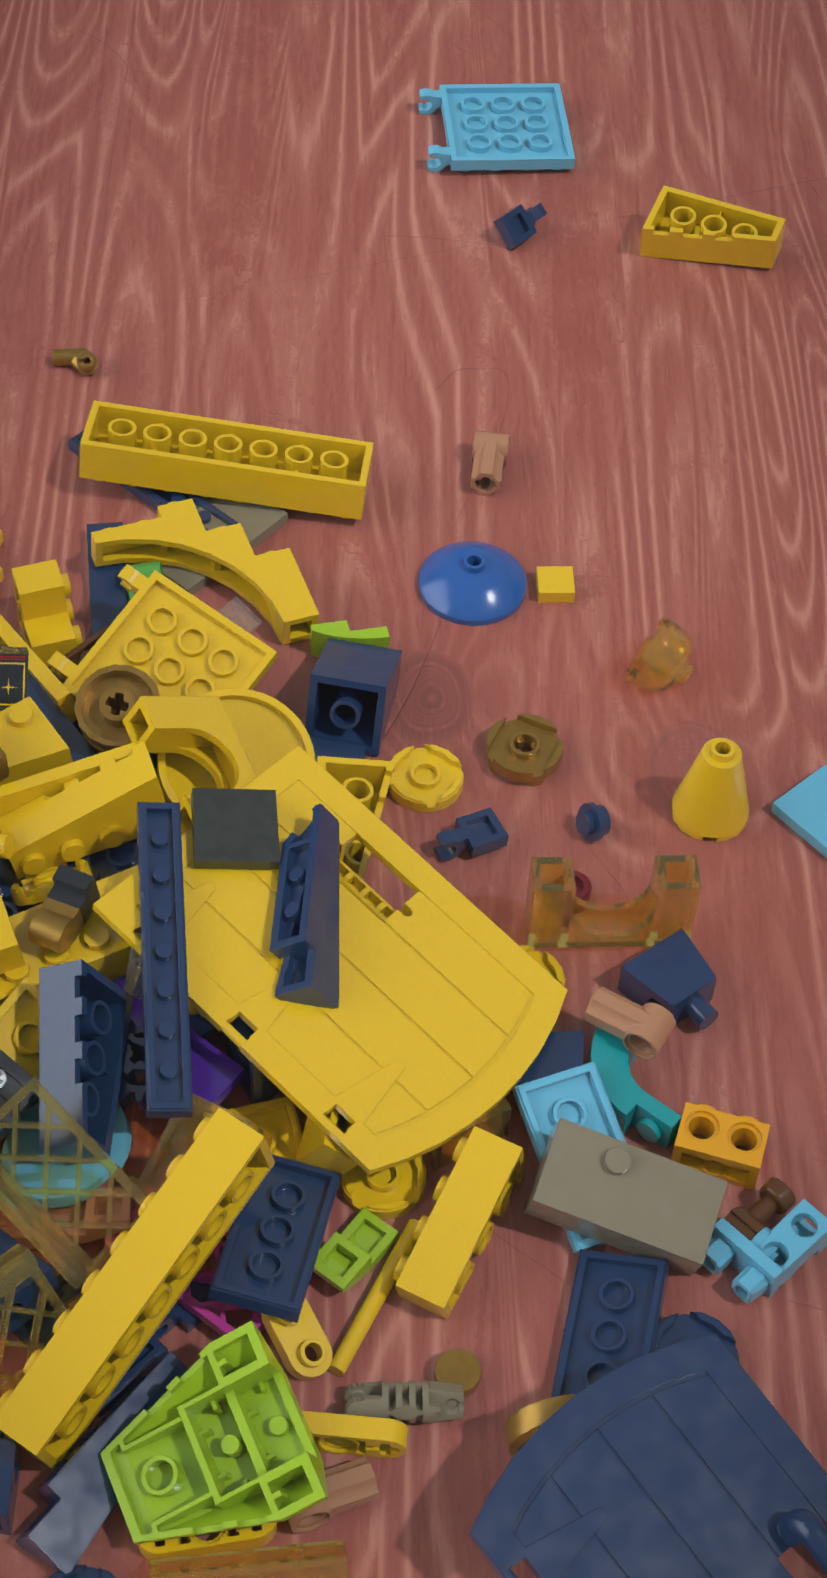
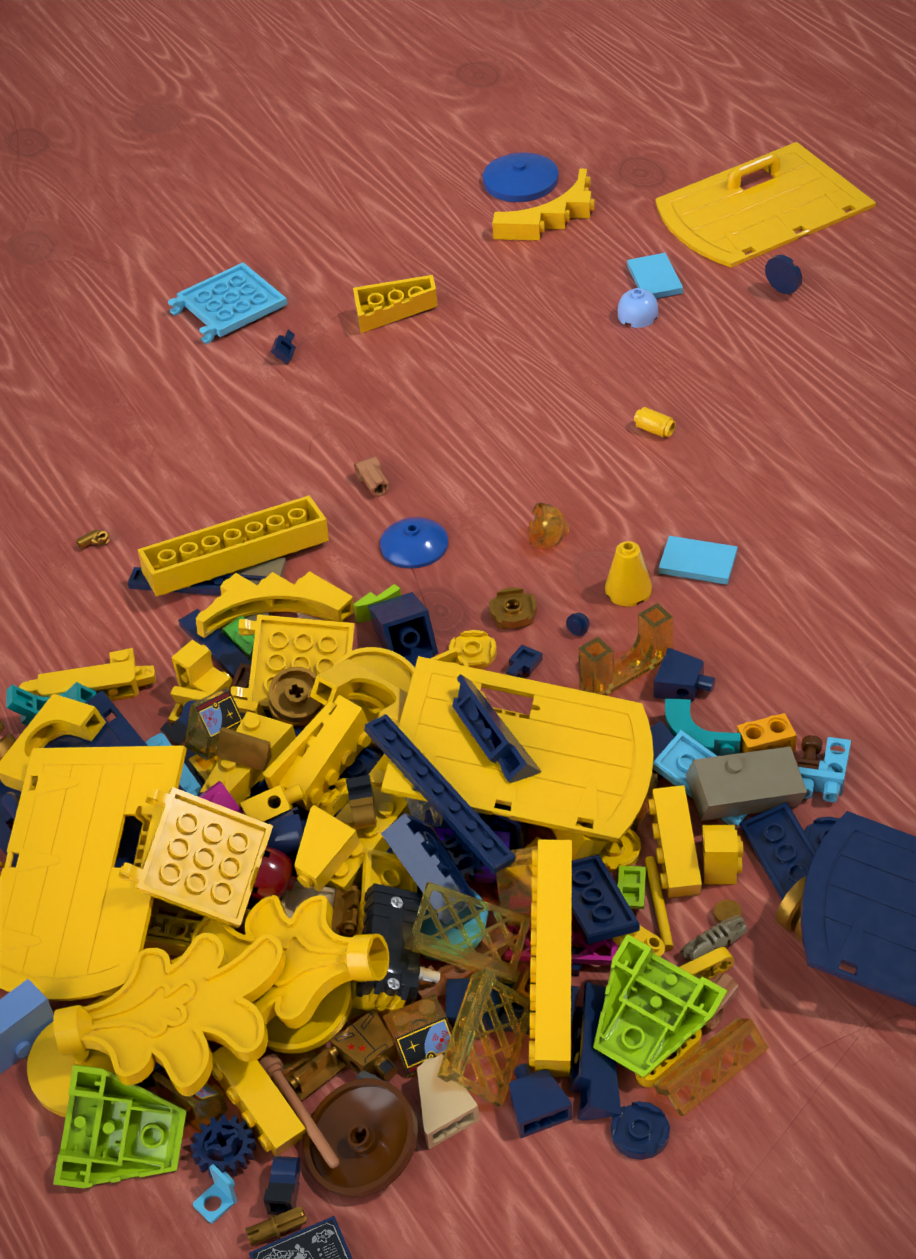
camera: 25 degrees left, 5 degrees down
(235, 828) = (422, 712): pearl dark grey tile -> none
(510, 1278) = (721, 854): none -> yellow brick
(555, 584) = (458, 520): yellow tile -> none
(640, 1027) = (690, 701): nougat piece -> none

